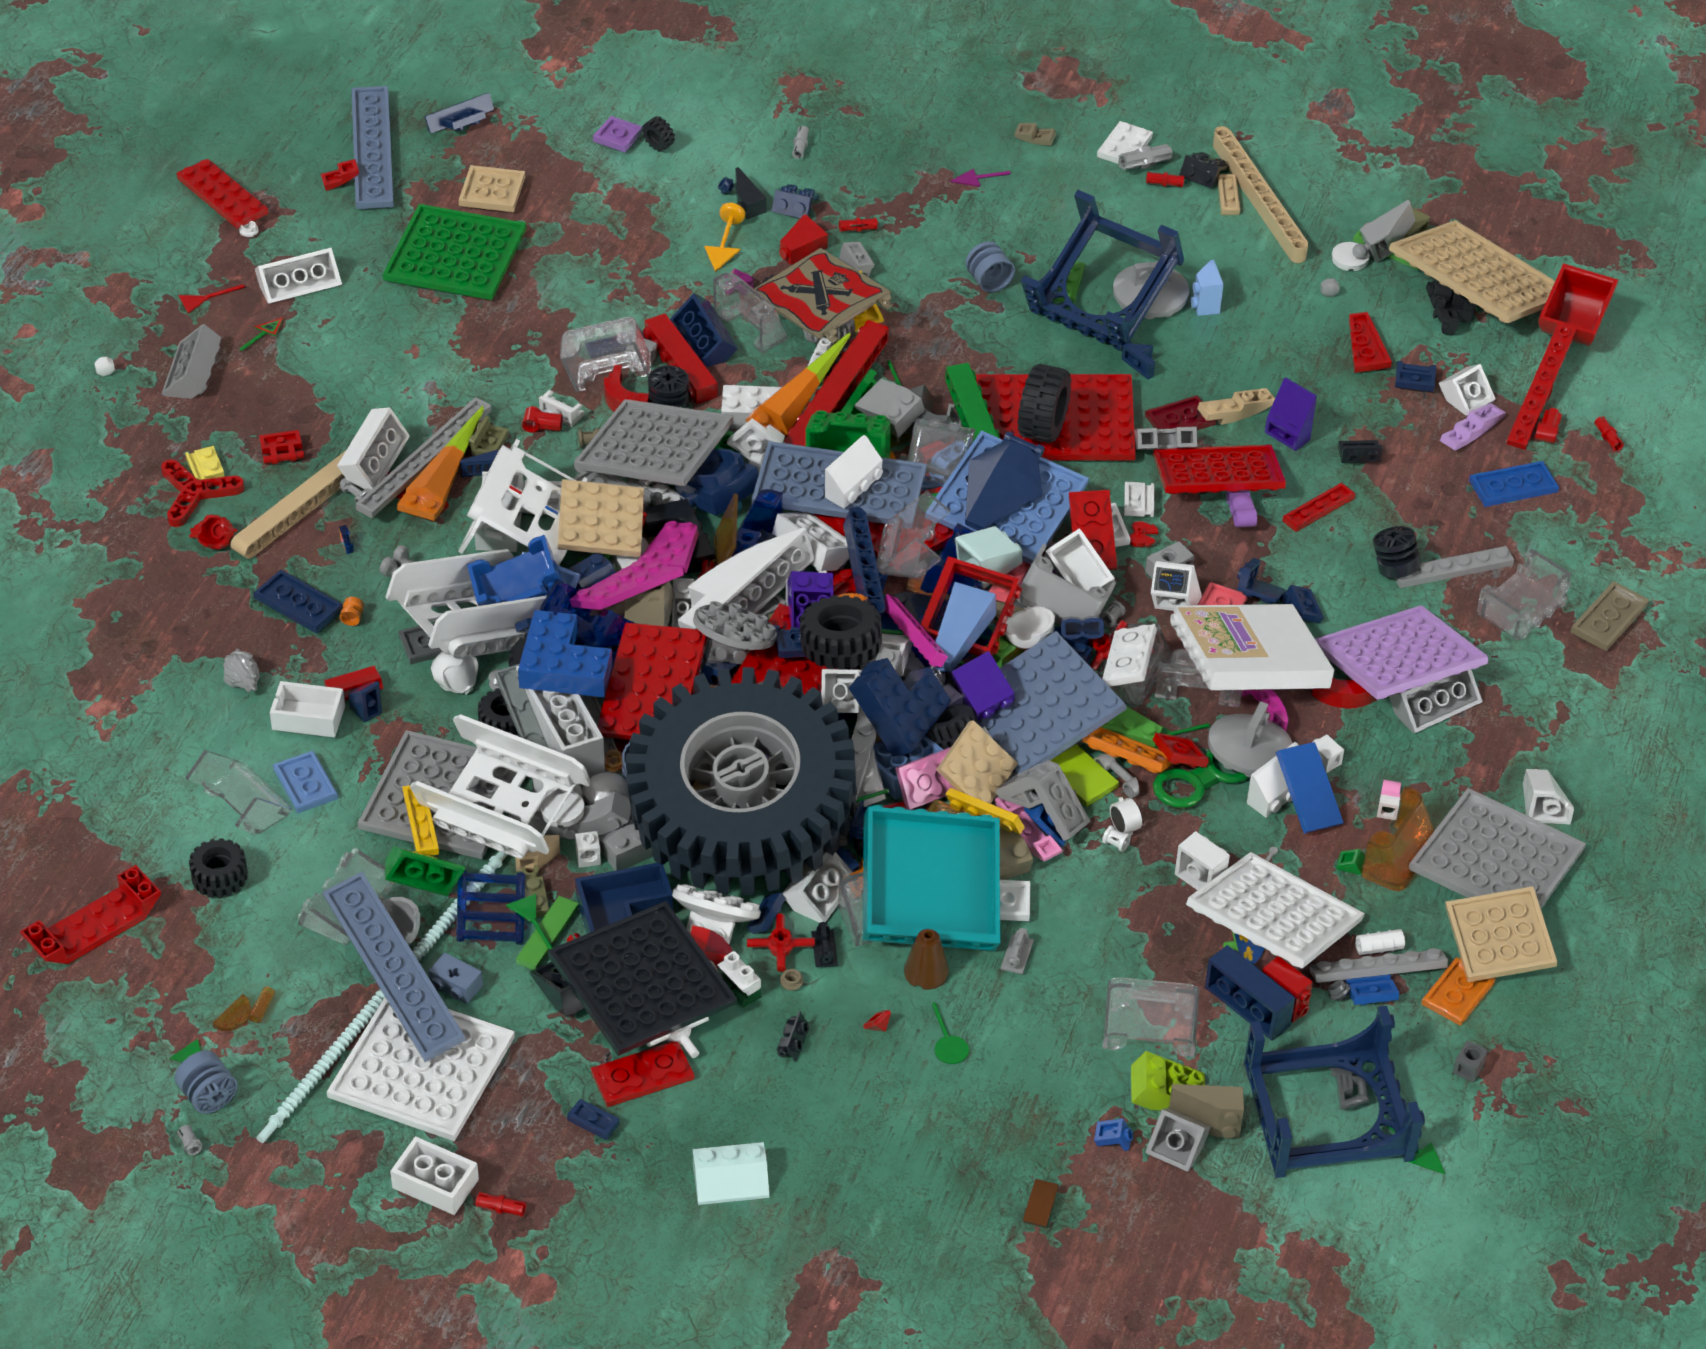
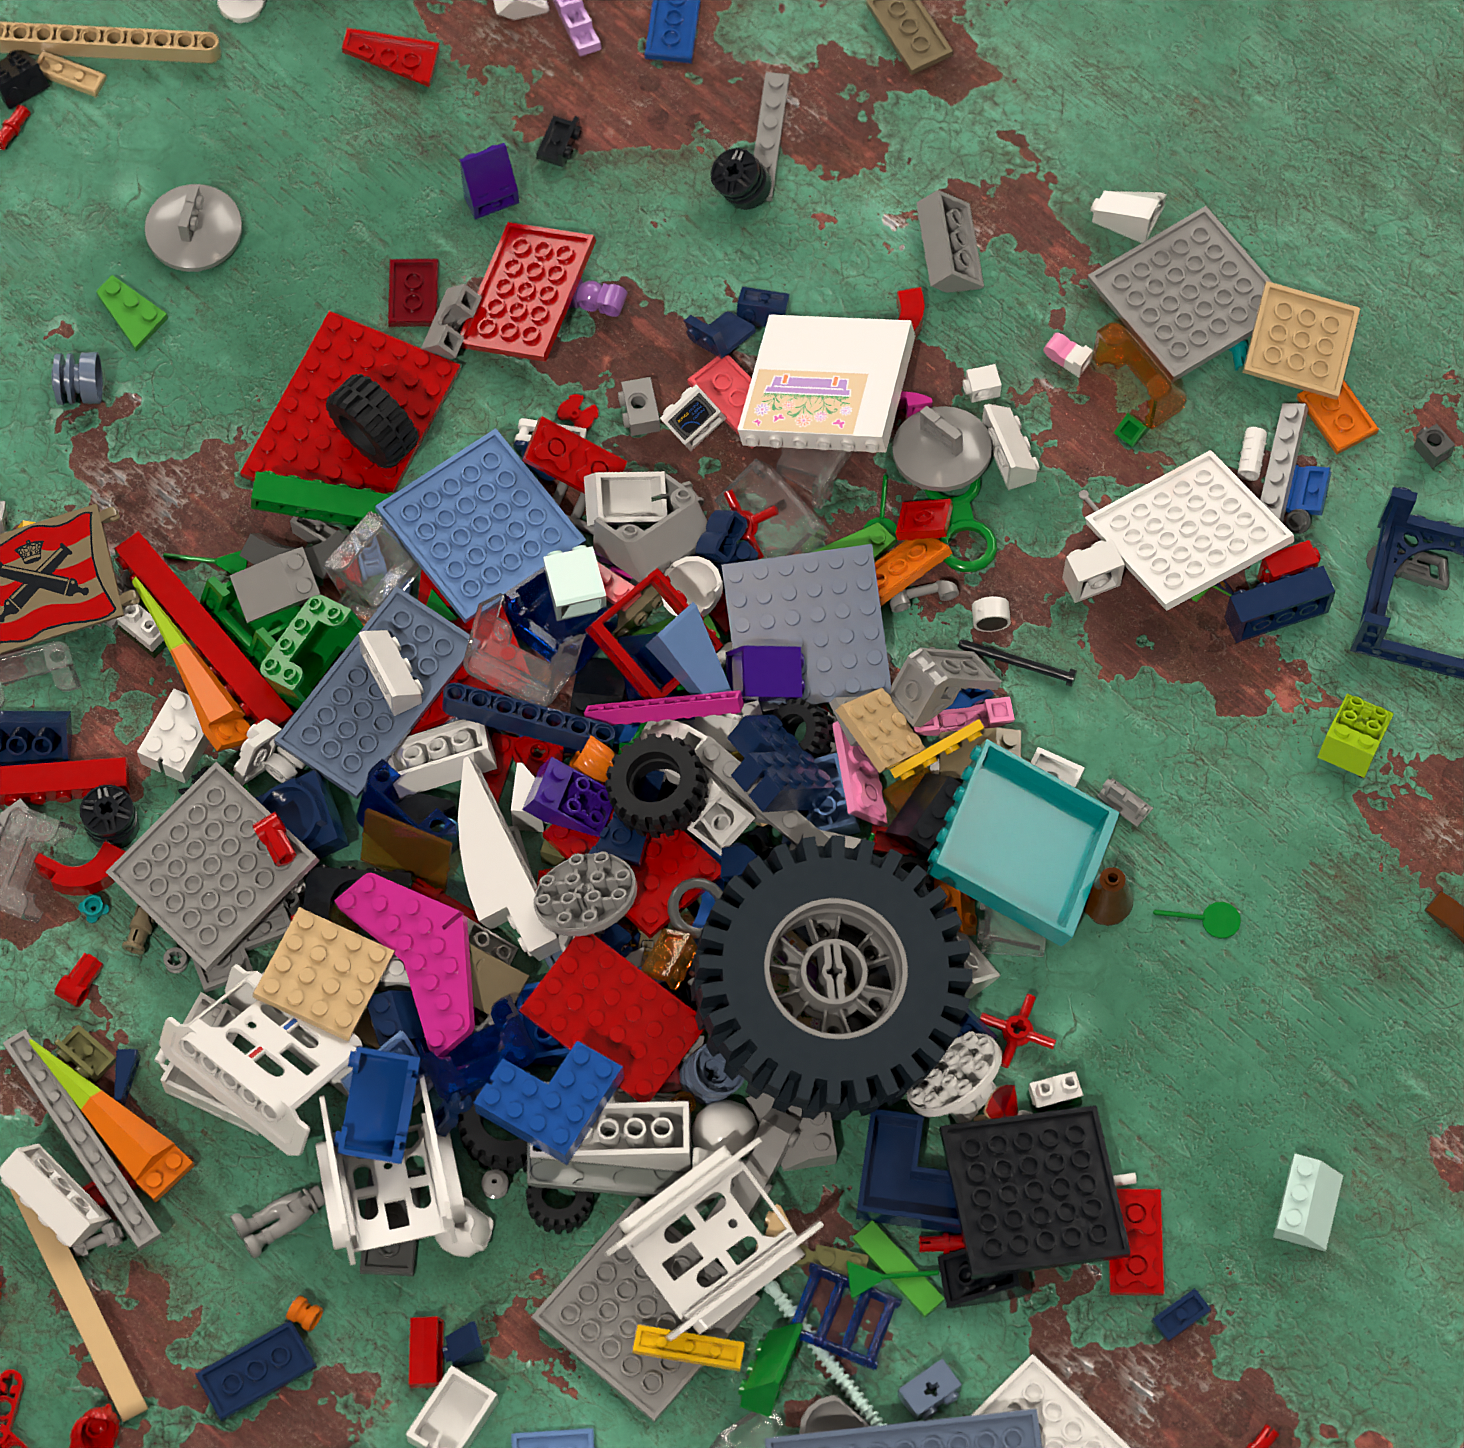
camera: 65 degrees left, 20 degrees up
(344, 538) = (171, 1280): clear blue tile -> none
(570, 812) = (745, 1191): white tile -> none
(571, 415) = (68, 951): white hinge -> none
(587, 849) = (801, 1181): white brick -> none
(600, 411) = (88, 903): none -> teal plate
(687, 449) = (273, 834): none -> red piece
(791, 979) = (1073, 1034): dark tan plate -> none
(796, 1029) = (1141, 1062): black hinge -> none
(825, 947) = (1046, 991): black hinge -> none
(878, 1021) = (1160, 976): red slope -> none
(1002, 481) = (466, 520): dark blue windscreen -> none
(1085, 775) = (912, 629): lime tile -> none
(1104, 886) = (1018, 661): none -> black bar
(1113, 1132) = (1396, 812): blue bracket -> none
(1115, 328) = (259, 287): dark blue arch -> none
(1122, 843) = (1012, 636): white bush -> none
(1129, 655) = (791, 508): white piece -> none
(1138, 499) = (525, 392): white plate -> none
(1139, 358) = (301, 293): dark blue slope -> none
(1151, 1013) = (1271, 713): clear windscreen -> none
(1177, 1138) = (1426, 754): light grey slope -> none
(1207, 290) = (236, 168): light blue slope -> none
(1213, 1105) = (1419, 699): dark tan slope -> none
(1240, 406) = (430, 226): tan slope -> none
(1309, 787) = (1037, 421): blue tile -> none
(1318, 507) = (619, 221): red tile -> none
(1329, 287) = (286, 46): light grey tile -> none
(1400, 652) = (887, 245): lavender plate -> none
(1415, 376) = (474, 33): dark blue plate -> none
(1525, 597) = (855, 91): clear windscreen -> none

